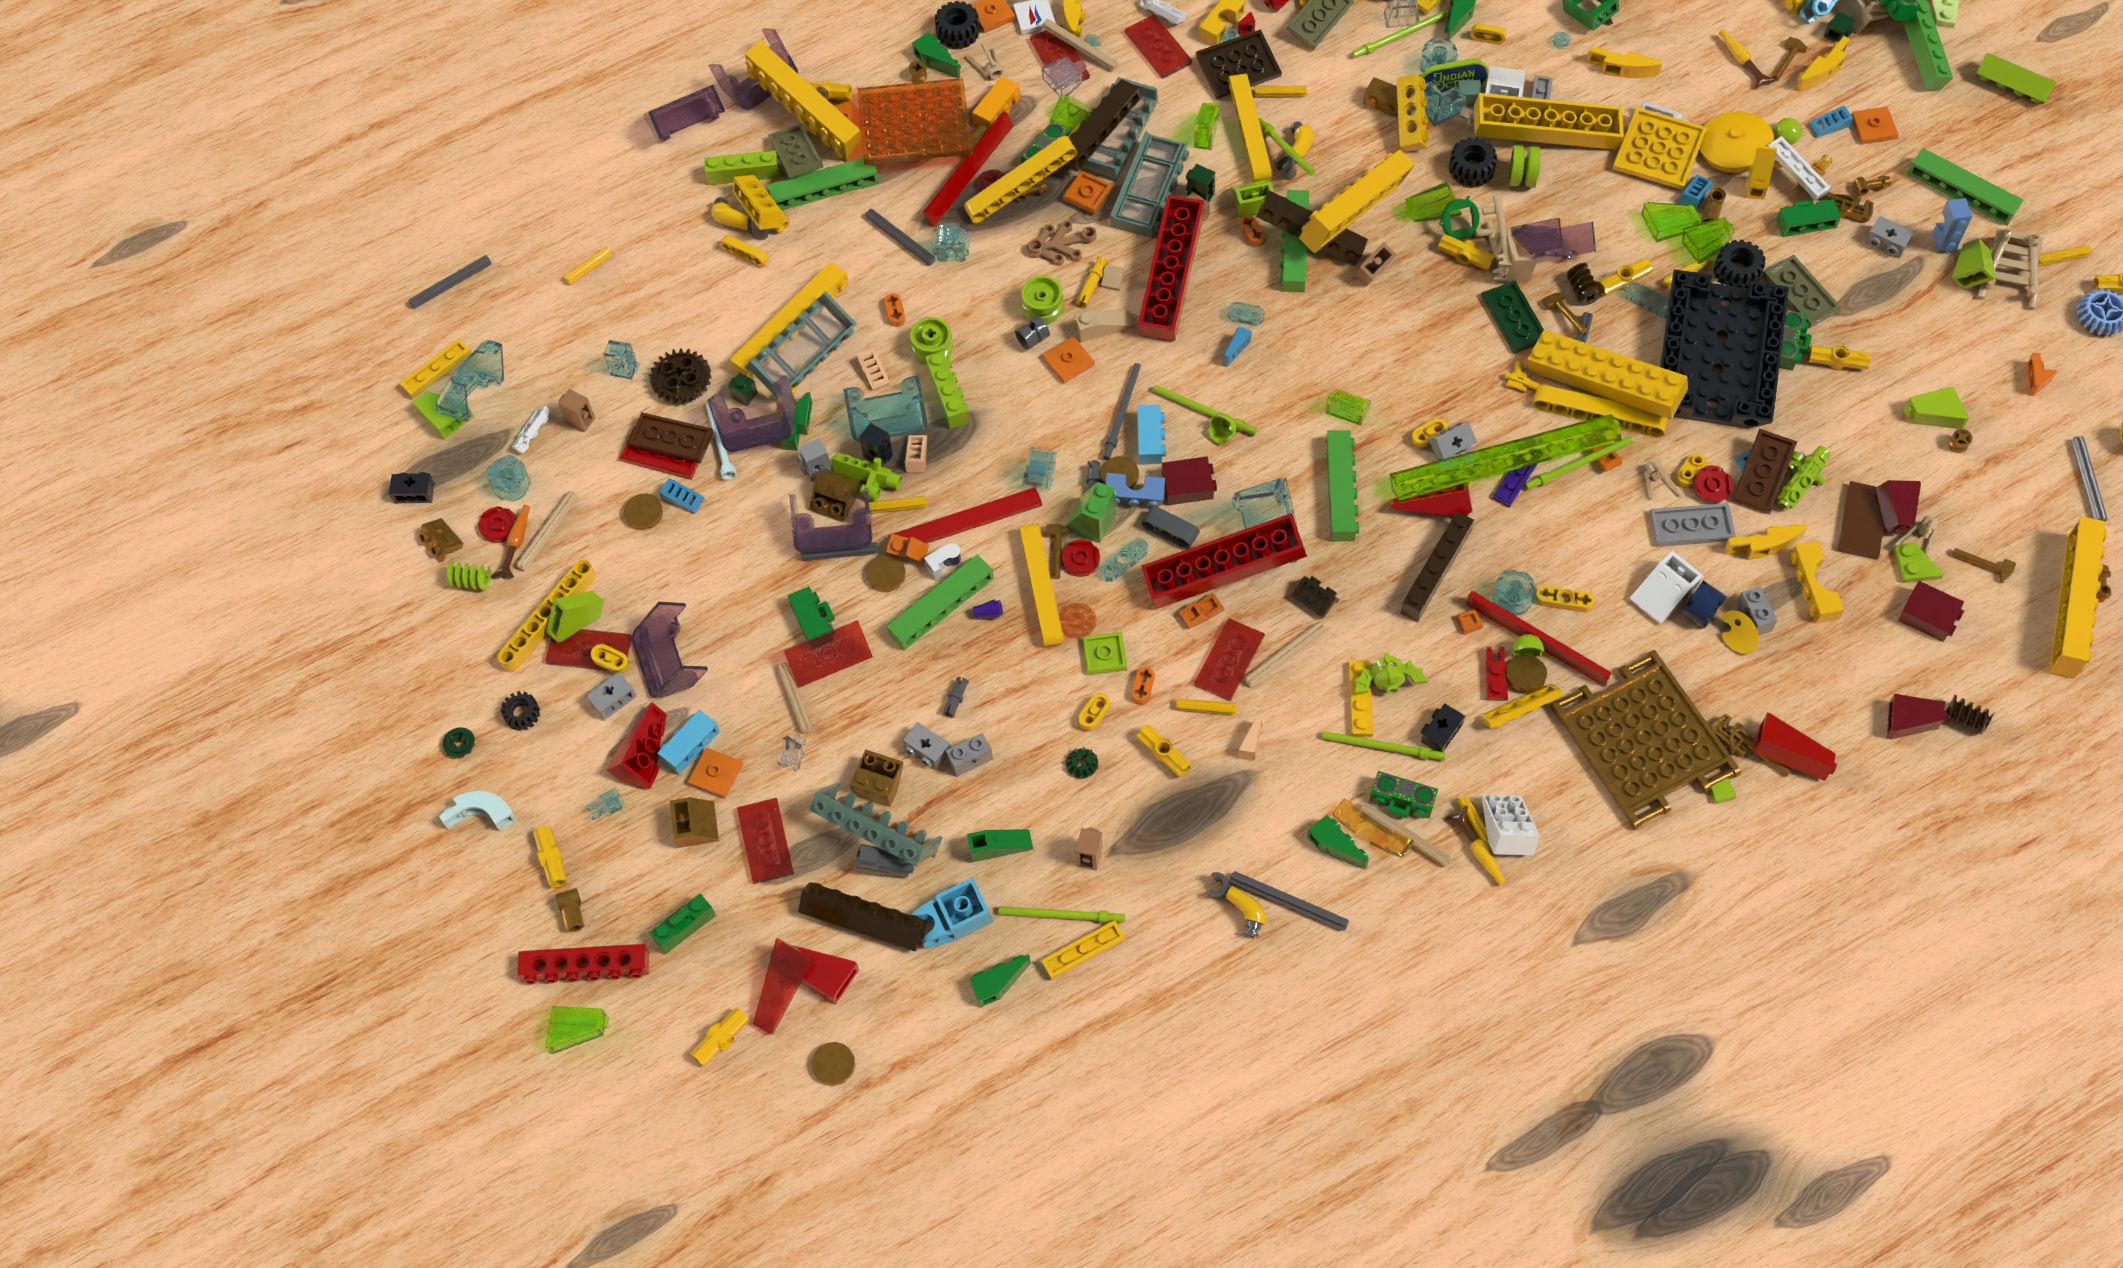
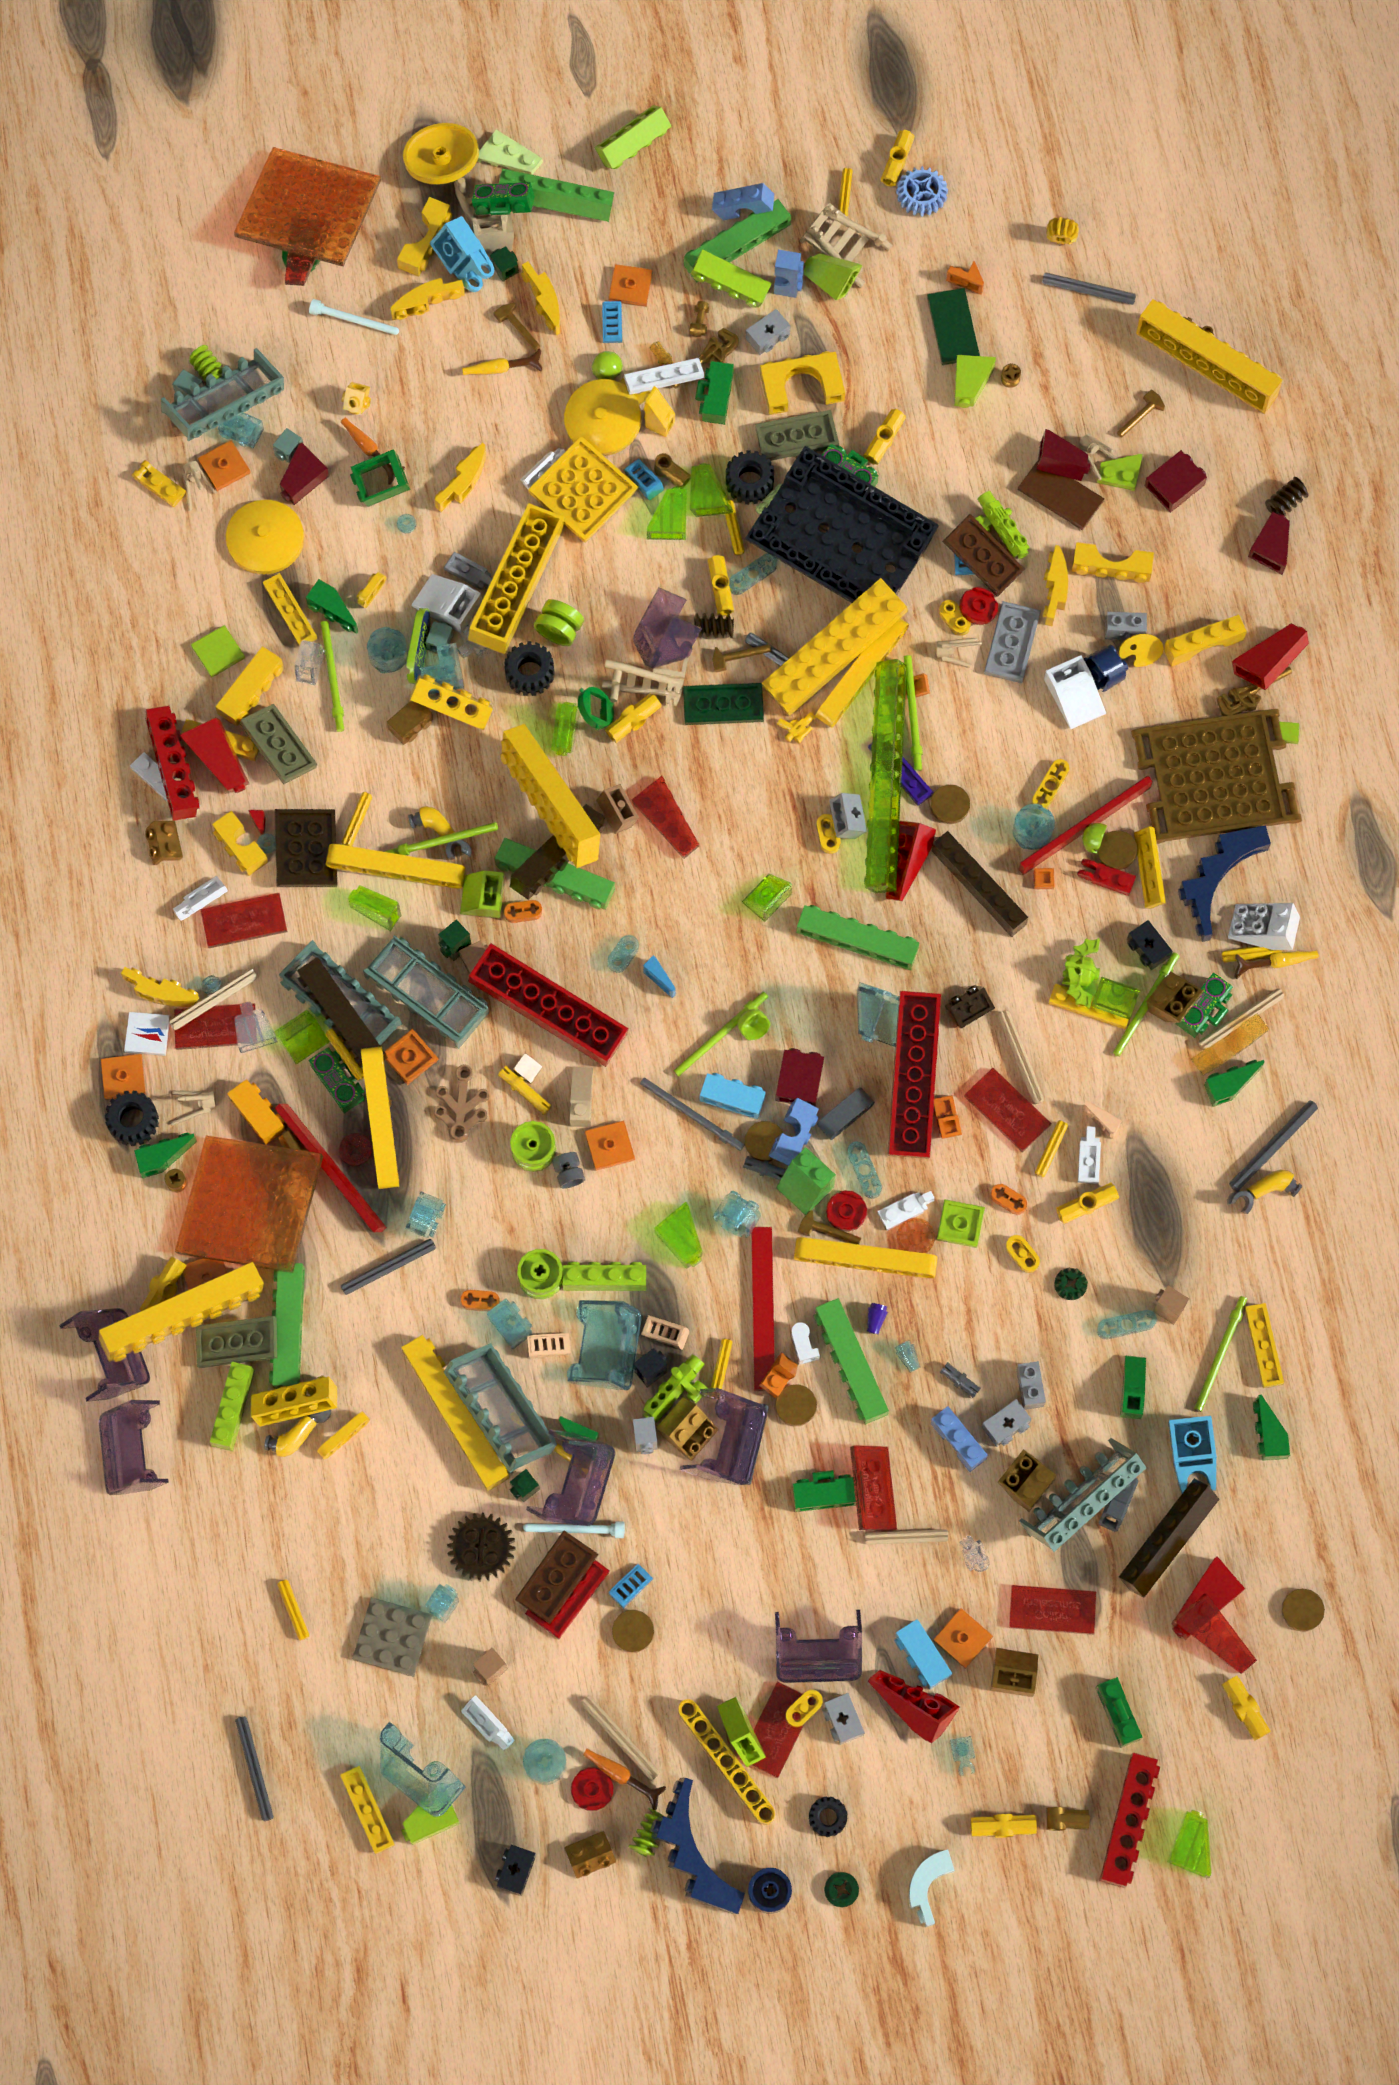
camera: 75 degrees left, 10 degrees up
(440, 682) = (780, 1883): none -> dark blue brick
(448, 604) = (685, 1857): none -> dark blue arch
(584, 340) = (392, 1637): none -> dark tan plate
(881, 334) = (514, 1334): none -> clear light blue brick
(889, 719) = (965, 1445): none -> medium blue arch
(963, 645) = (907, 1354): none -> clear light blue cone
(1006, 435) = (681, 1236): none -> clear neon green slope
(1059, 813) = (1122, 1332): none -> clear light blue beam
(1100, 603) = (905, 1209): none -> white hinge
(1210, 740) = (1089, 1157): none -> white hinge
(1377, 713) = (1115, 997): none -> clear neon green slope
(1388, 303) = (665, 815): none -> clear red wing
(1396, 759) = (1173, 998): none -> pearl gold slope
(1505, 522) = (950, 804): none -> pearl gold tile
(1545, 762) = (1231, 850): none -> dark blue arch
(1795, 699) = (1220, 633): none -> yellow arch
(1851, 256) = (822, 367): none -> yellow arch
(1922, 188) = (730, 278): none -> lime brick
(1985, 379) = (952, 325): none -> dark green tile
(2008, 173) = (753, 197): none -> medium blue arch

